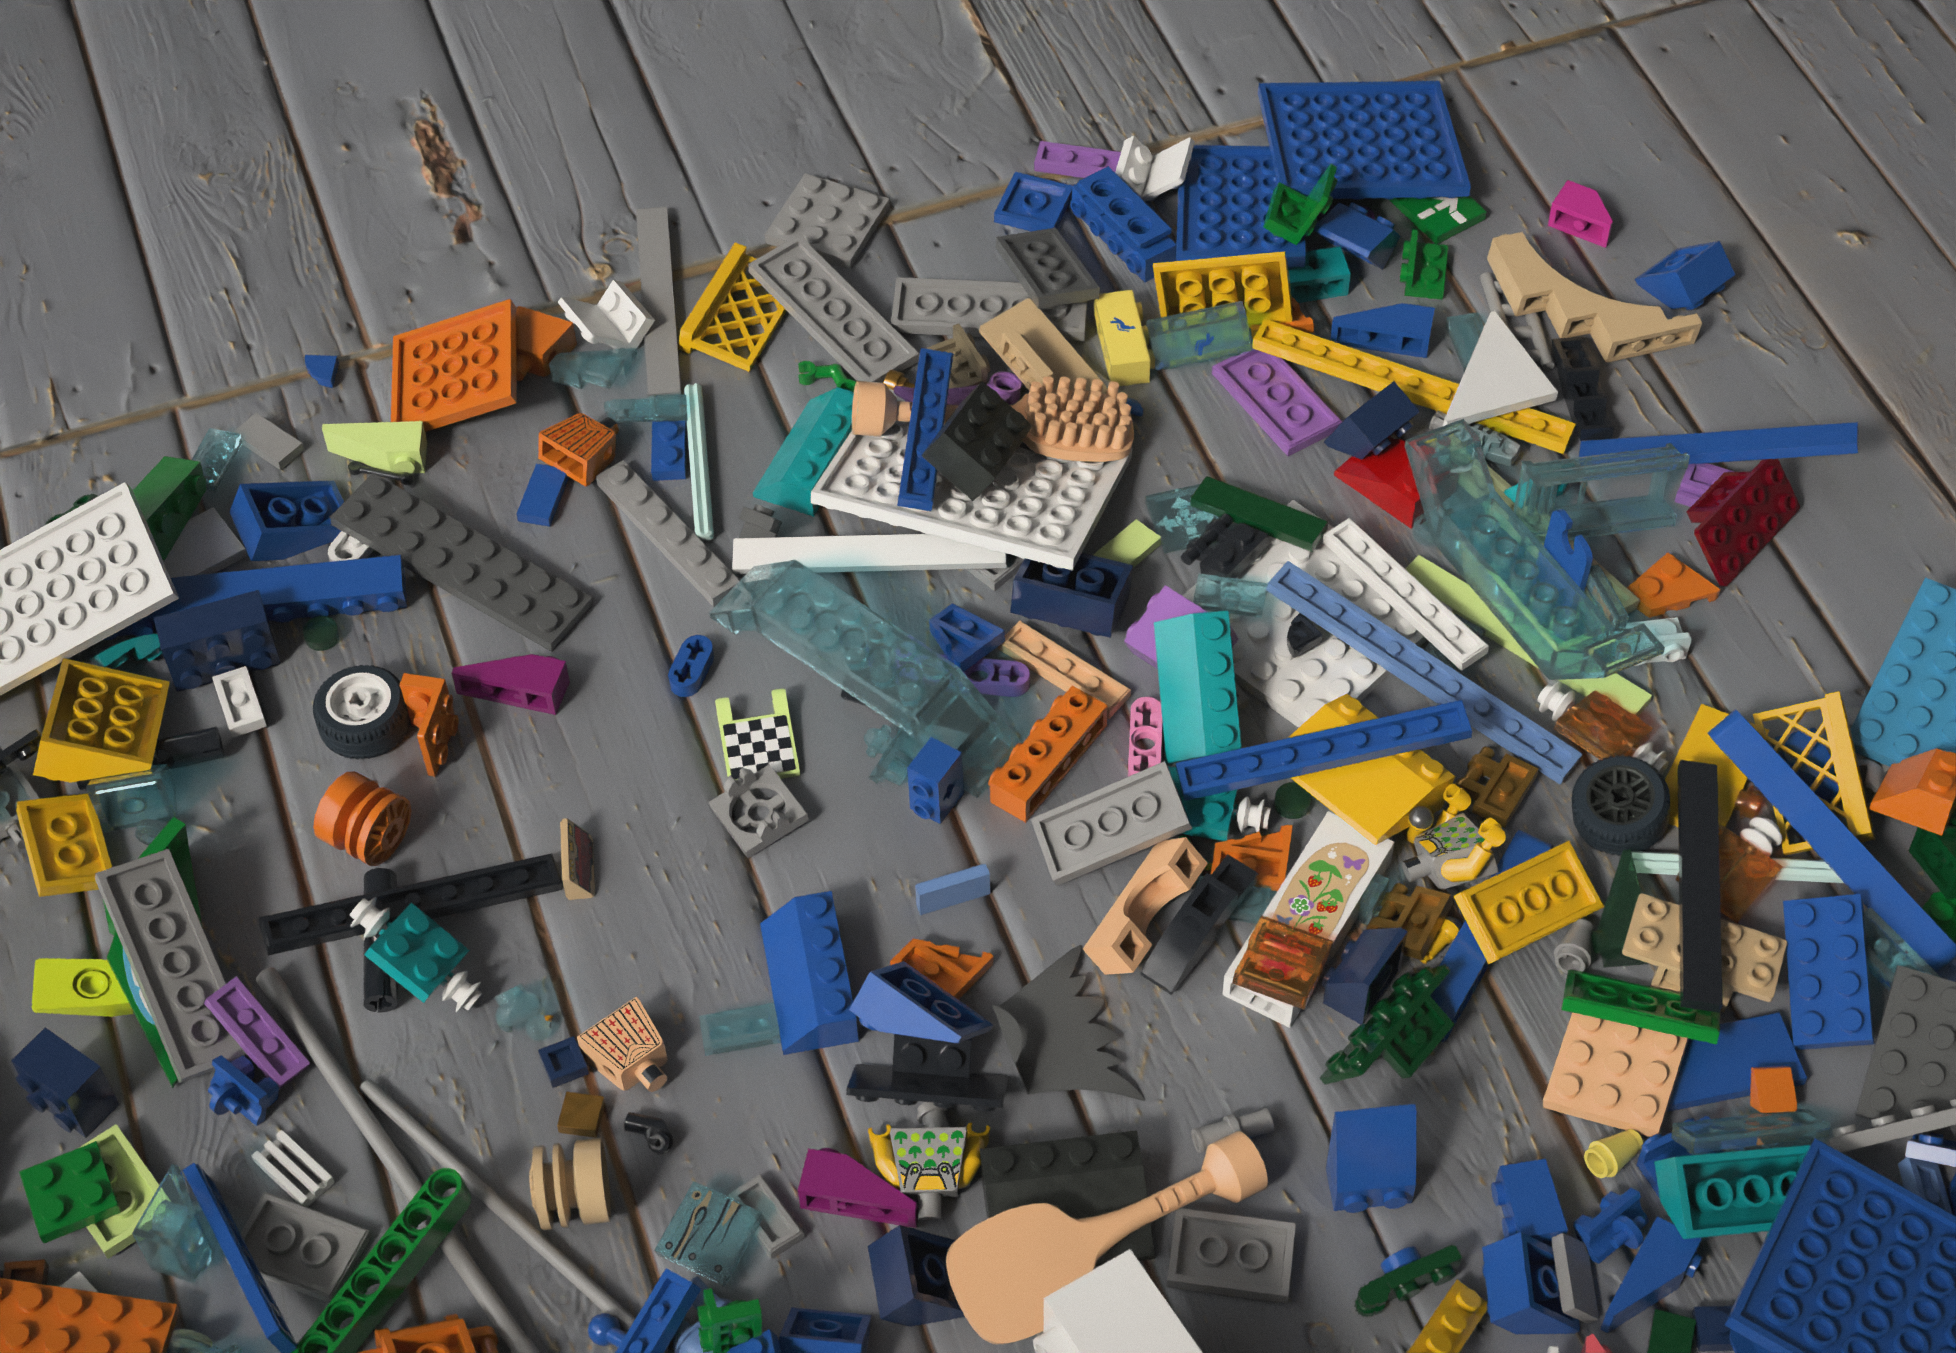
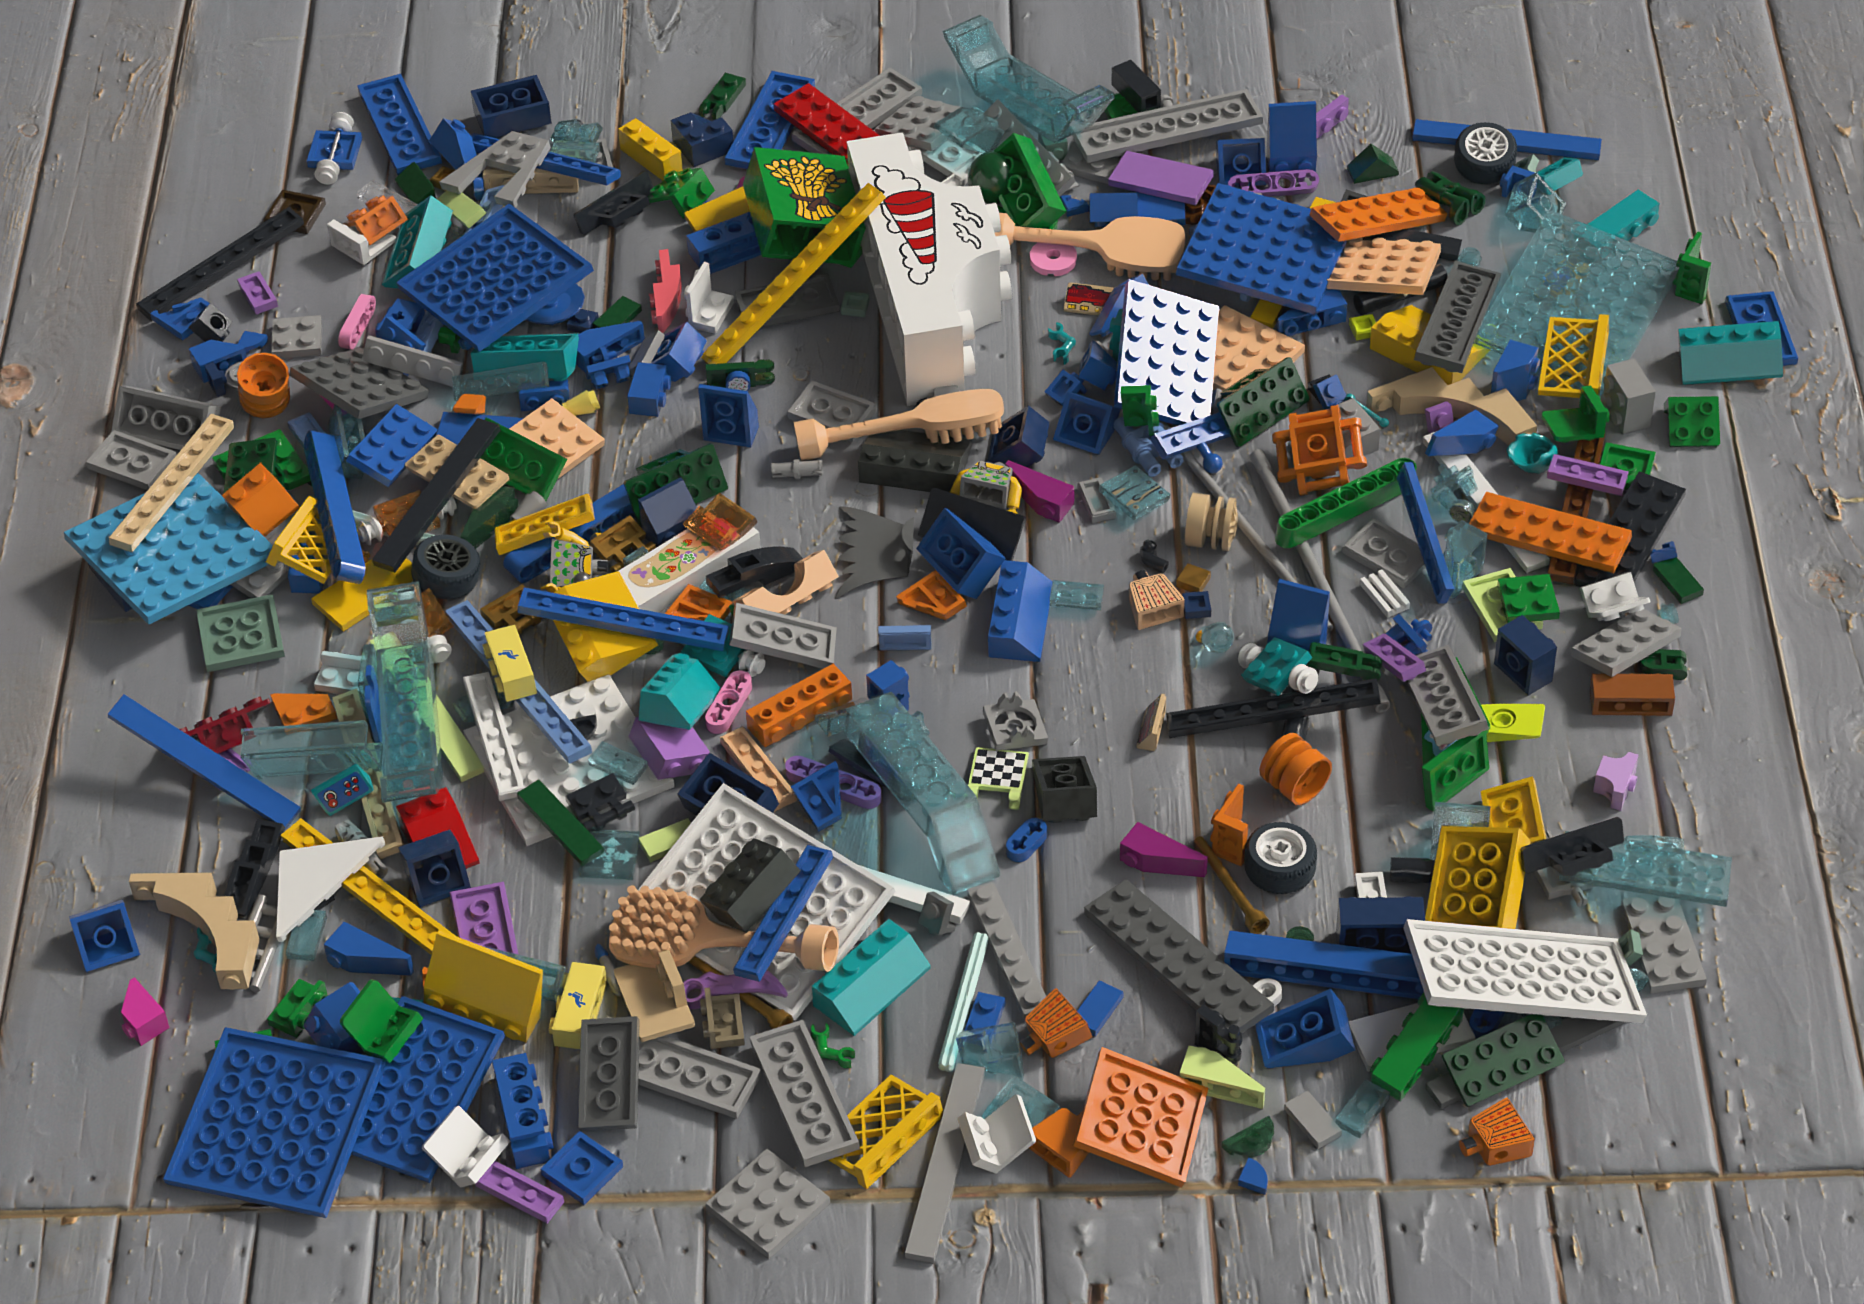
camera: 160 degrees left, 5 degrees down
(54, 466) = (1498, 1135): none -> orange torso
(326, 993) = (1344, 661): none -> dark green hinge
(332, 403) = (1252, 1140): none -> clear green plate
(378, 635) = (1255, 920): none -> pearl gold piece
(389, 462) = (1213, 1035): none -> black plate
(399, 1035) = (1299, 614): none -> blue slope
(664, 737) = (1065, 789): none -> pearl dark grey slope
(1434, 659) = (509, 663): none -> light yellow brick
(1818, 654) = (240, 633): none -> sand green plate

